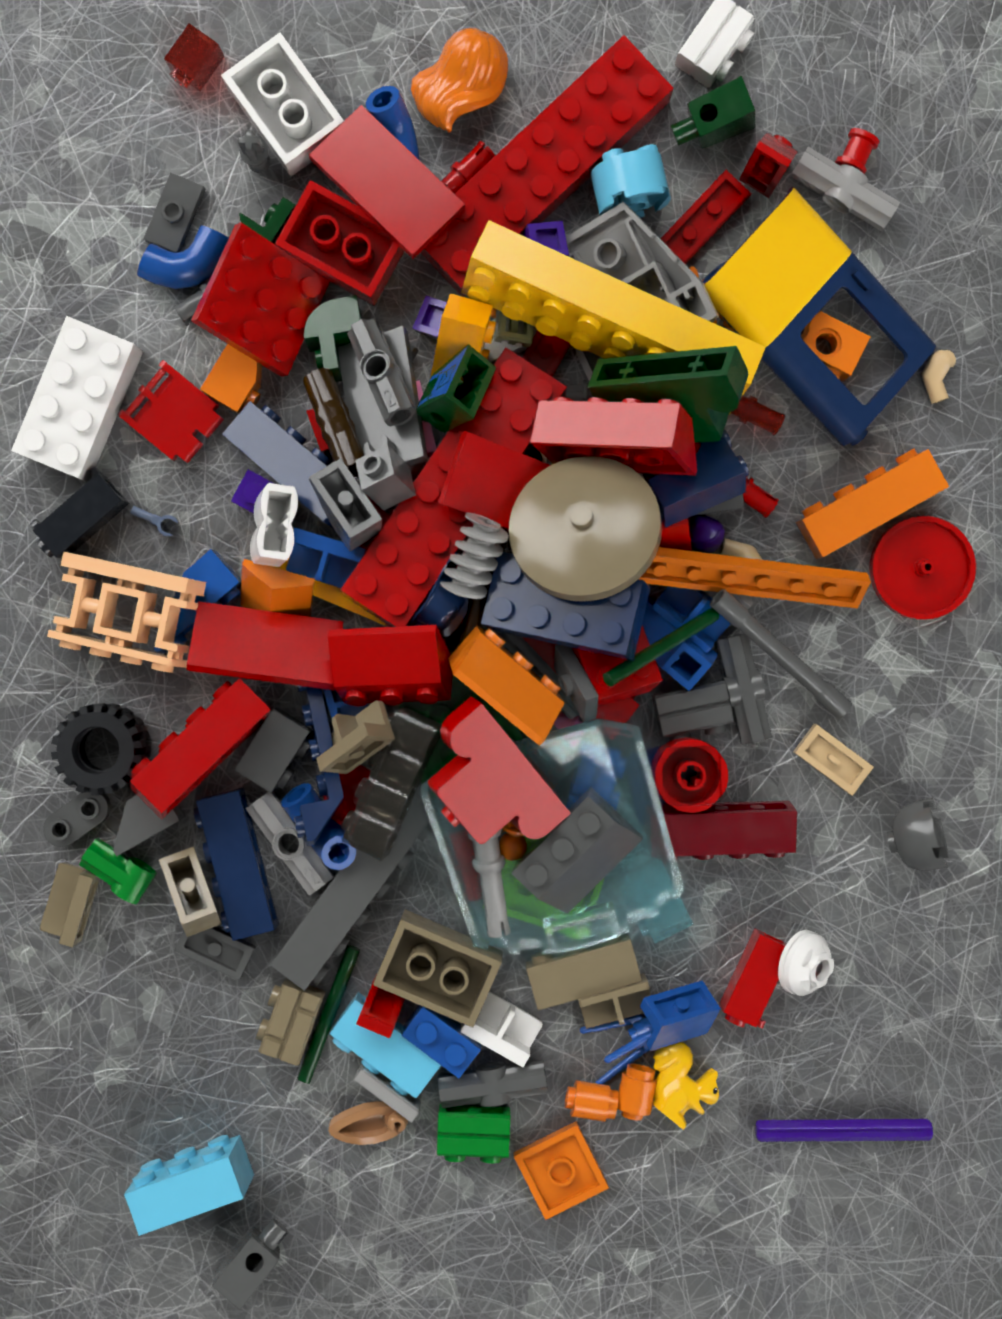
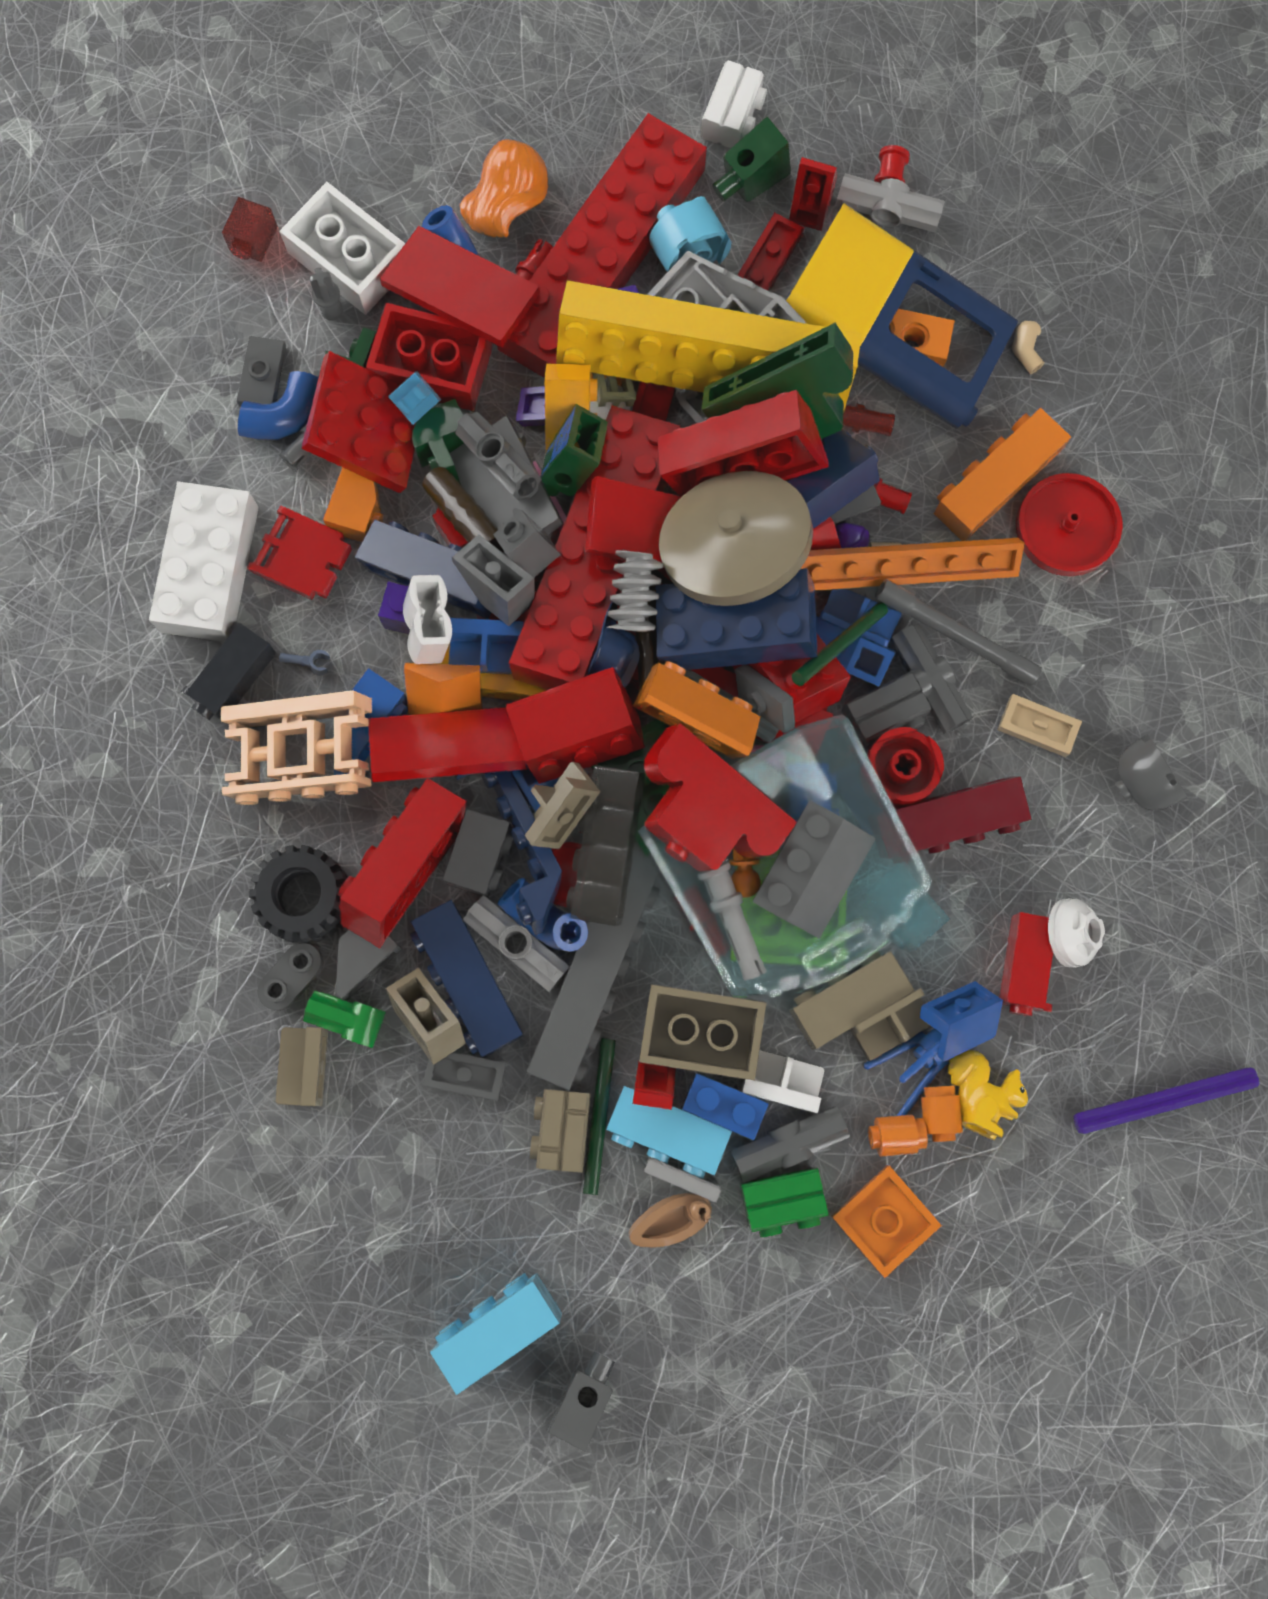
camera: 15 degrees left, 10 degrees down
(315, 288) = (414, 397): none -> dark azure tile

